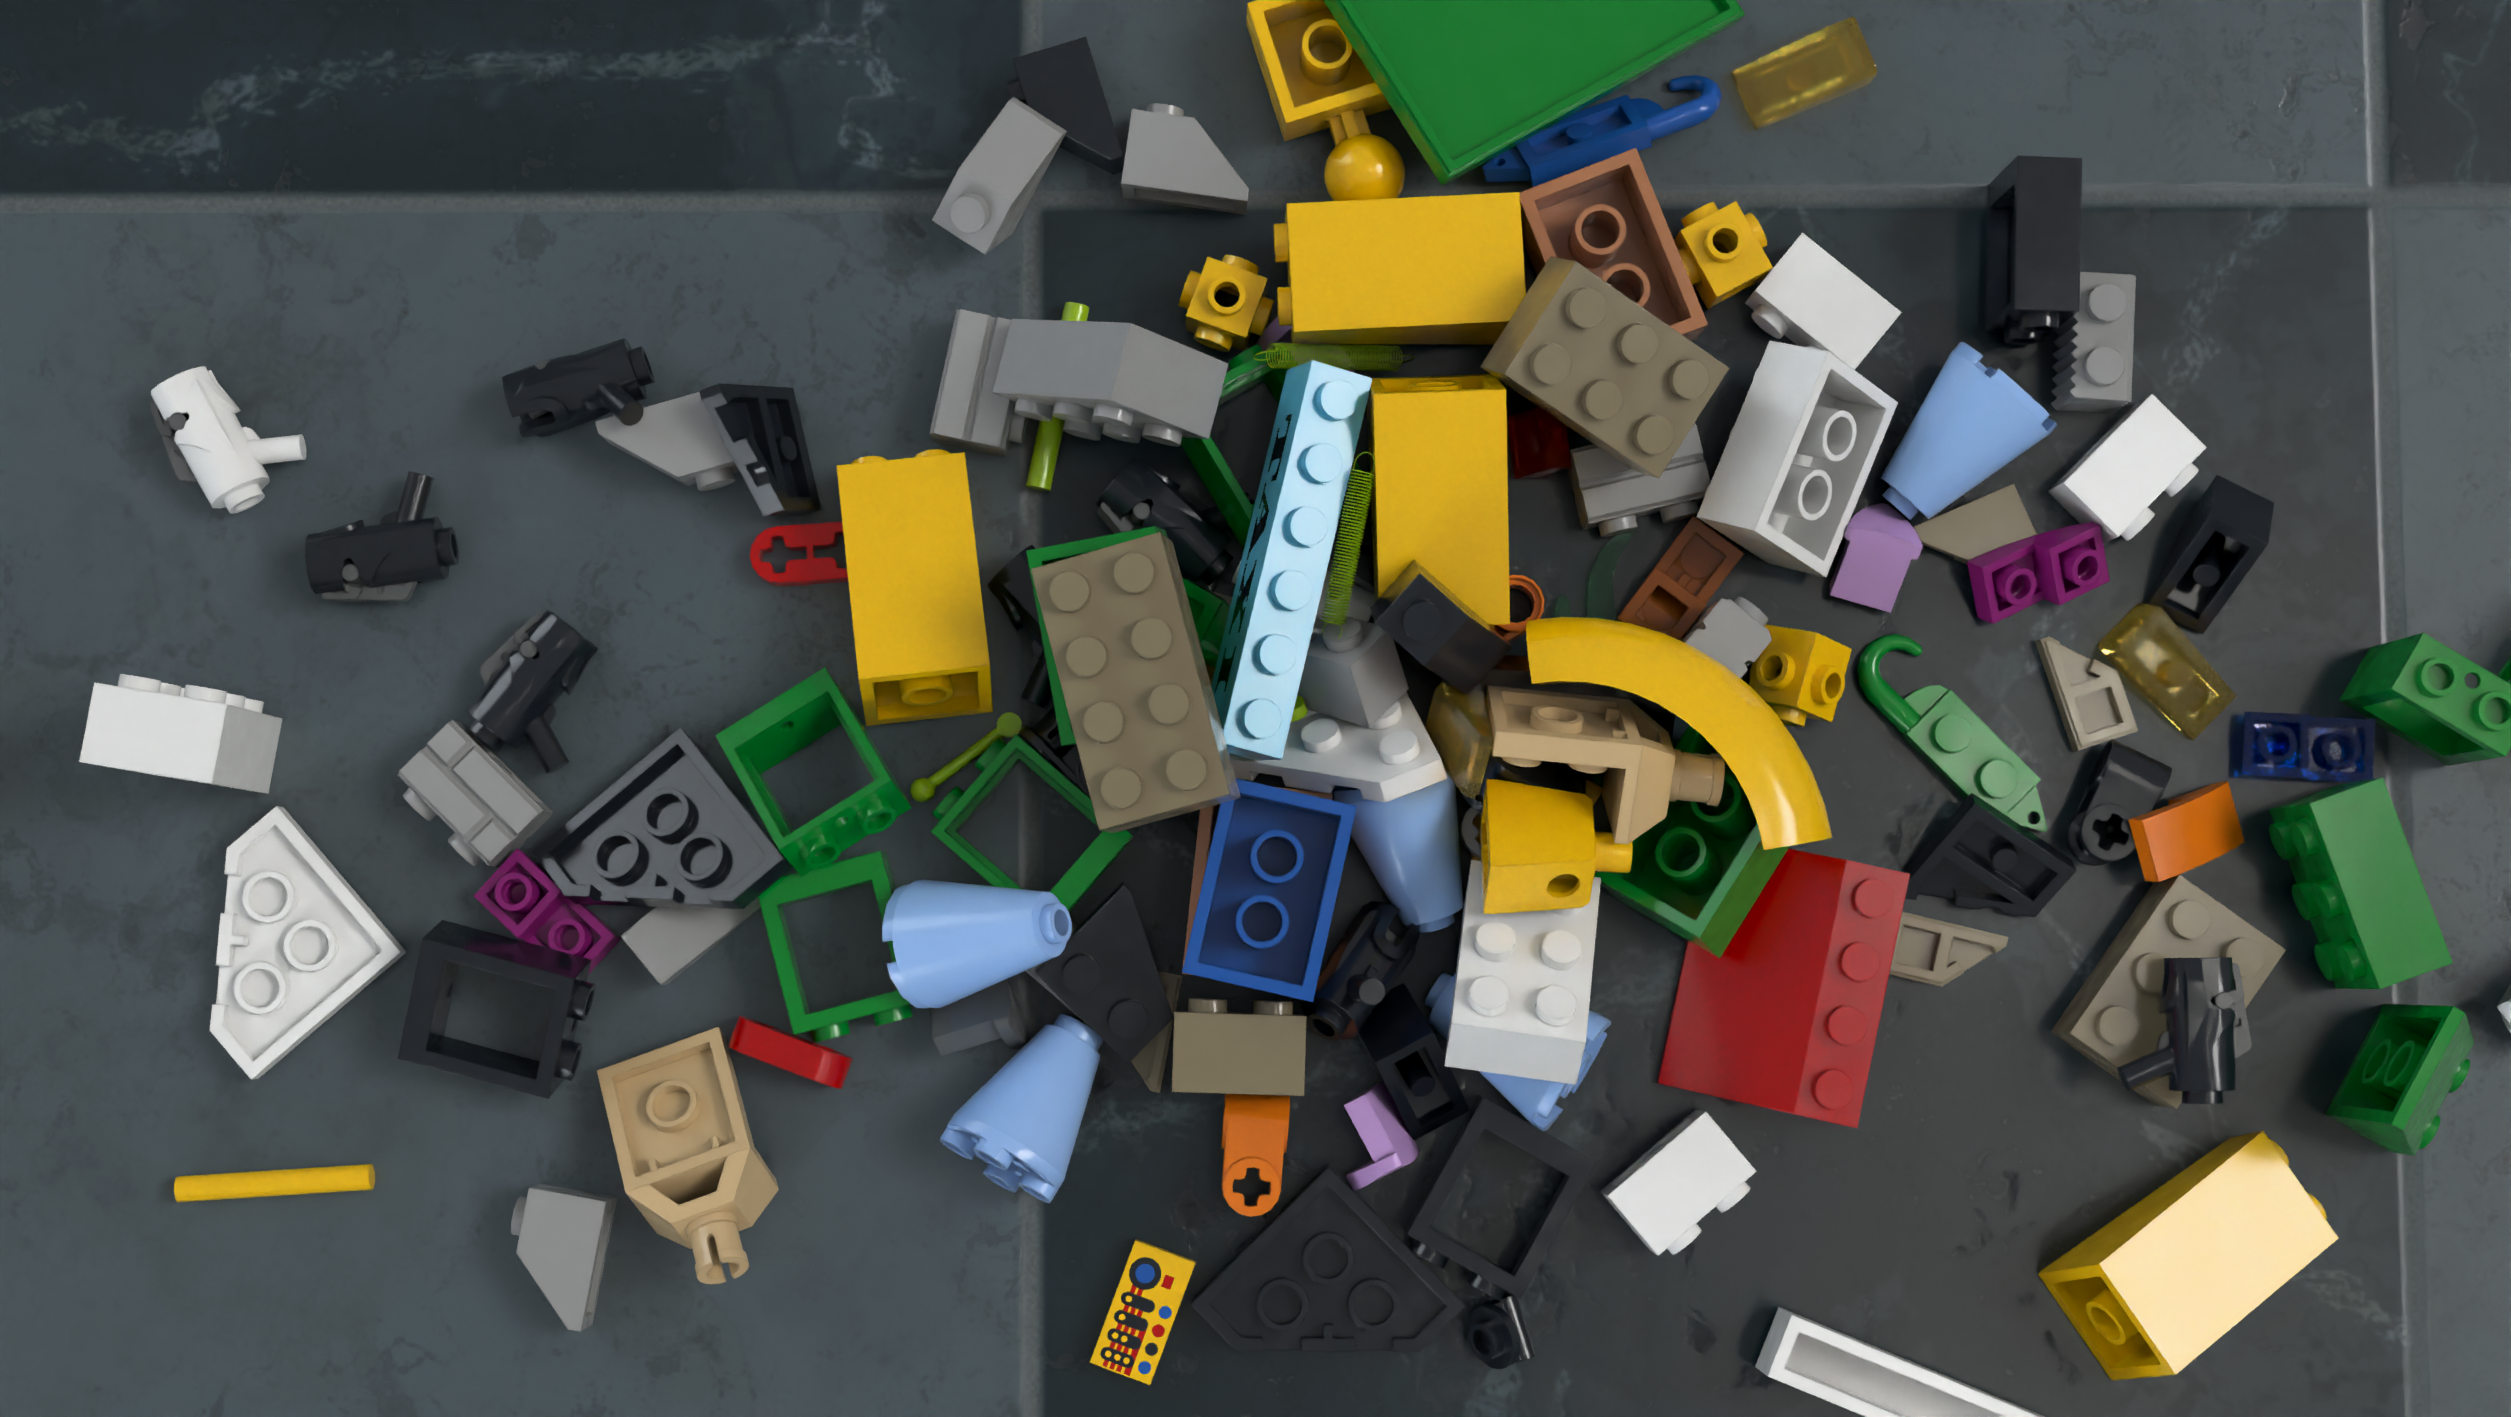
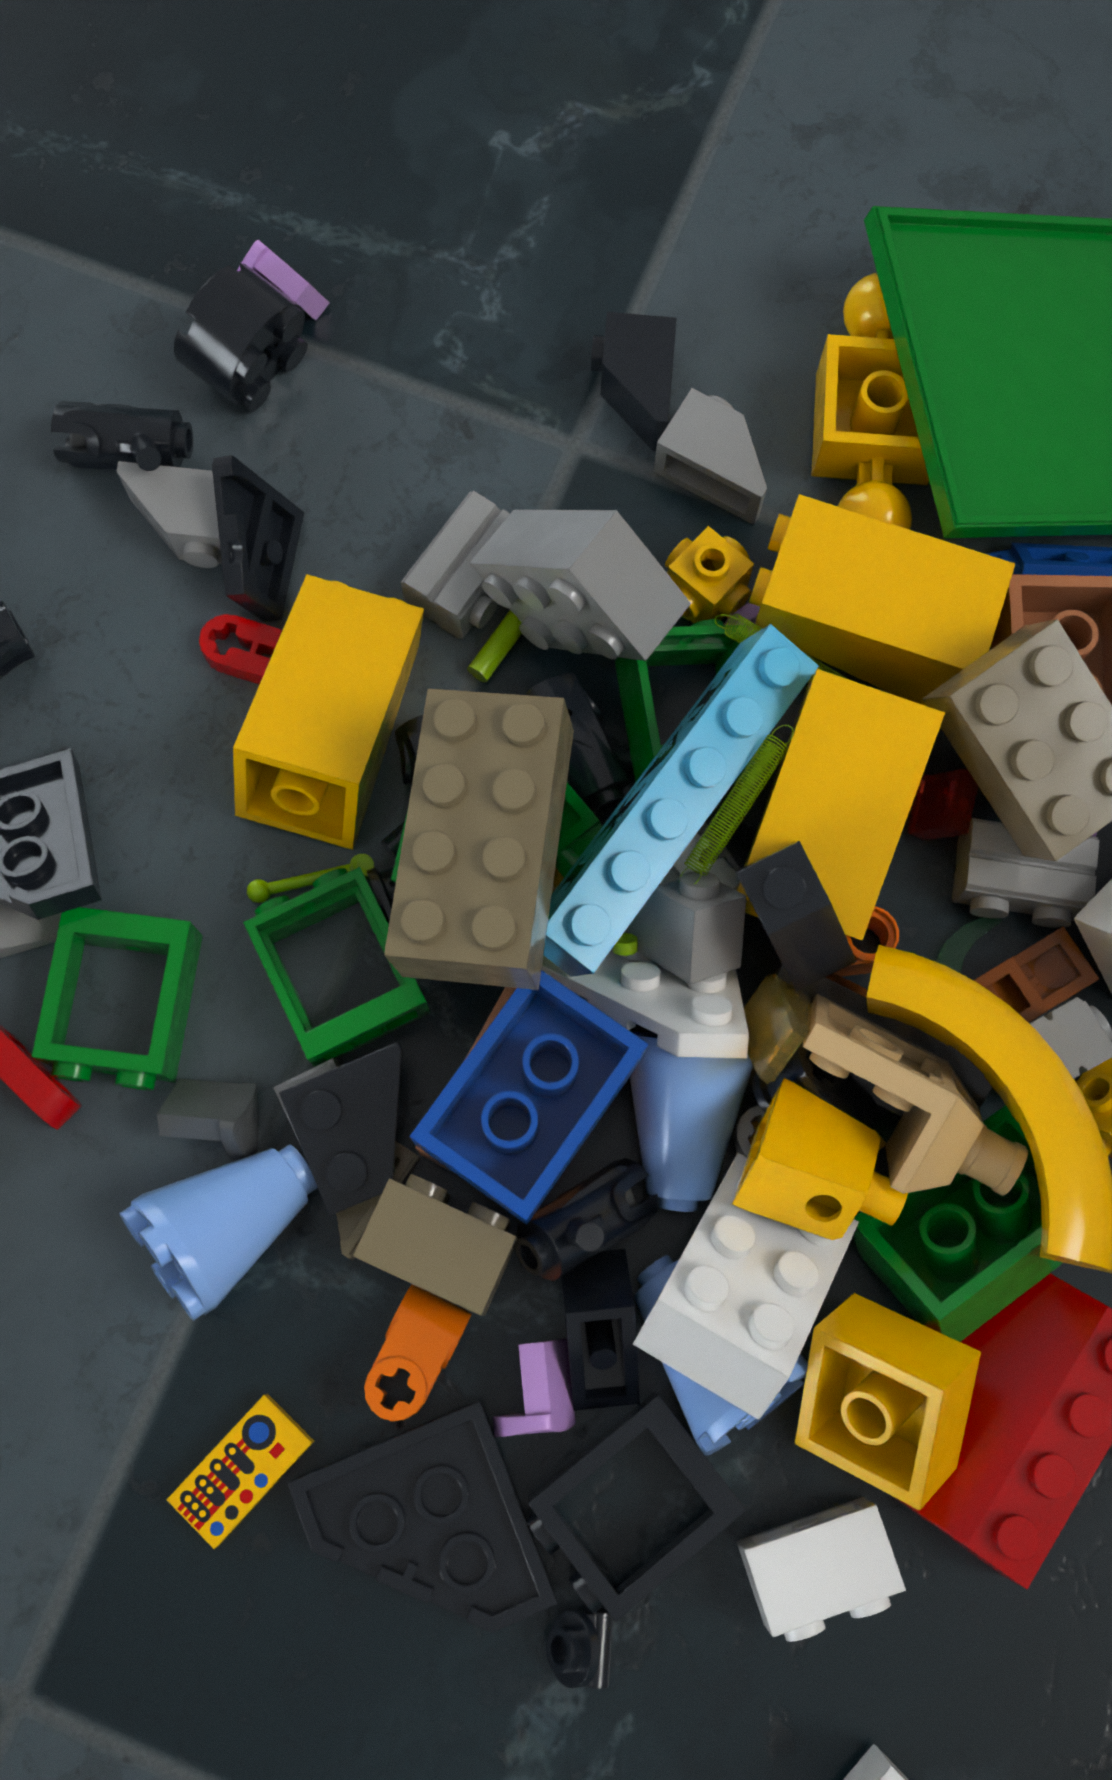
camera: 30 degrees right, 10 degrees down
(654, 234) = (241, 335): none -> black brick
(659, 143) = (282, 276): none -> lavender tile
(763, 742) = (127, 790): green window -> none
(968, 937) = (227, 1030): light blue cone -> none
(999, 177) = (554, 400): light grey slope -> none
(1680, 1020) = (886, 1399): none -> yellow brick

